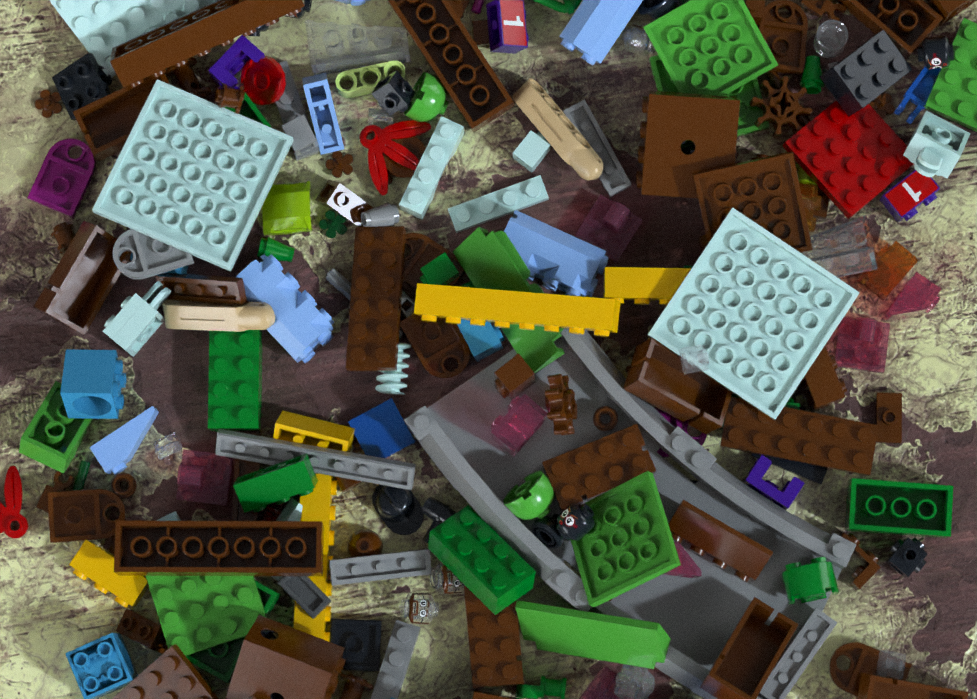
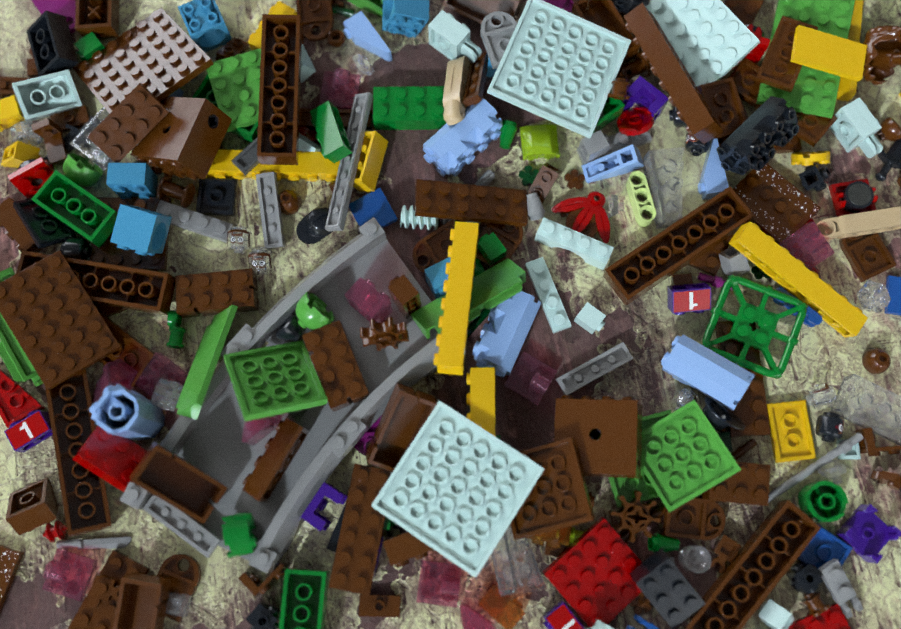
camera: 85 degrees right, 5 degrees down
(393, 93) = (629, 210): black brick -> none
(428, 99) = (626, 238): bright green cylinder -> none
(437, 512) = (307, 255): black piece -> none
(481, 560) = (268, 279): green brick -> none
(558, 130) = (607, 337): tan piece -> none
(575, 521) = (291, 344): black head -> none
(597, 418) = (374, 366): reddish brown plate -> none
(694, 359) = (417, 436): clear brick -> none

